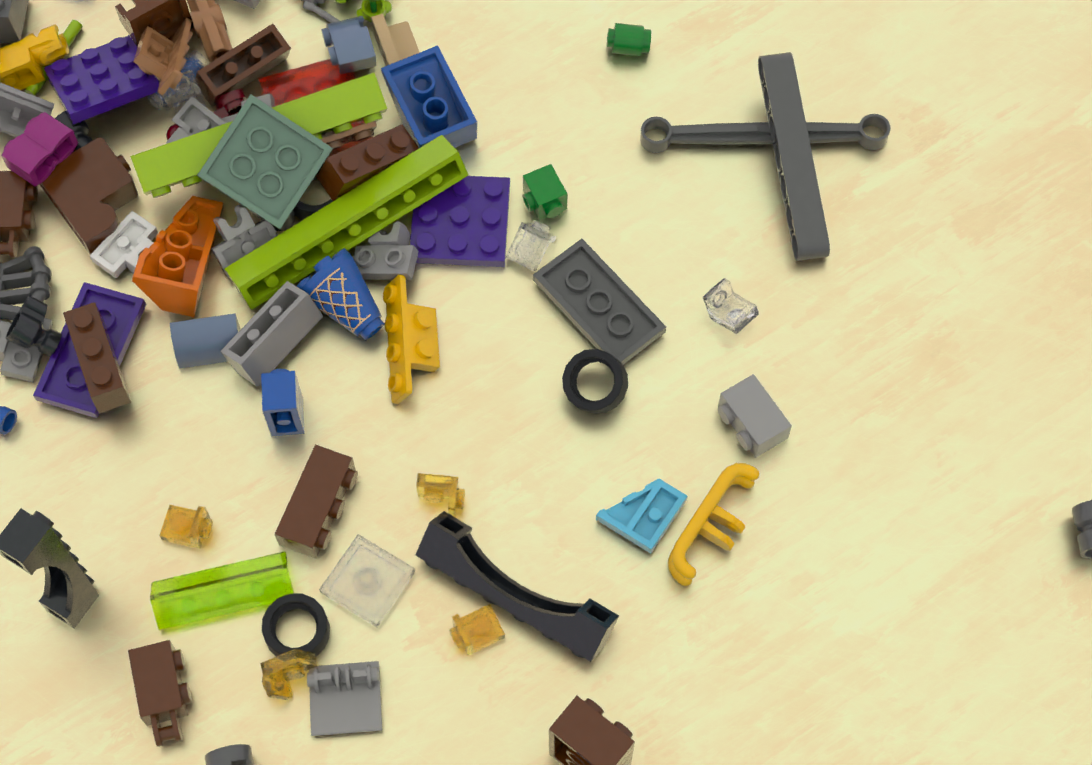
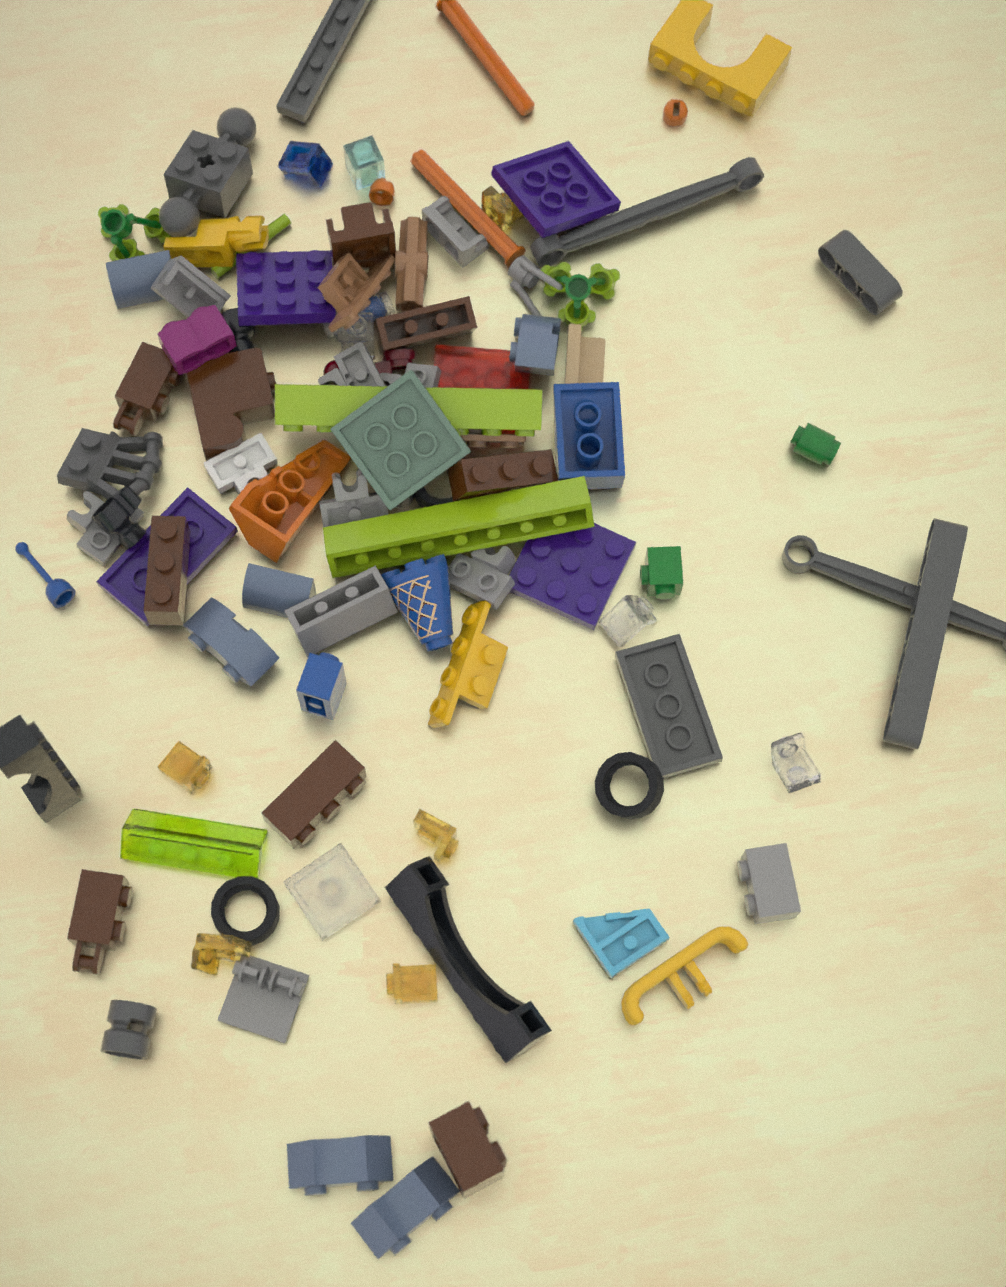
camera: 20 degrees right, 5 degrees up
(194, 404) = (238, 649): none -> sand blue brick

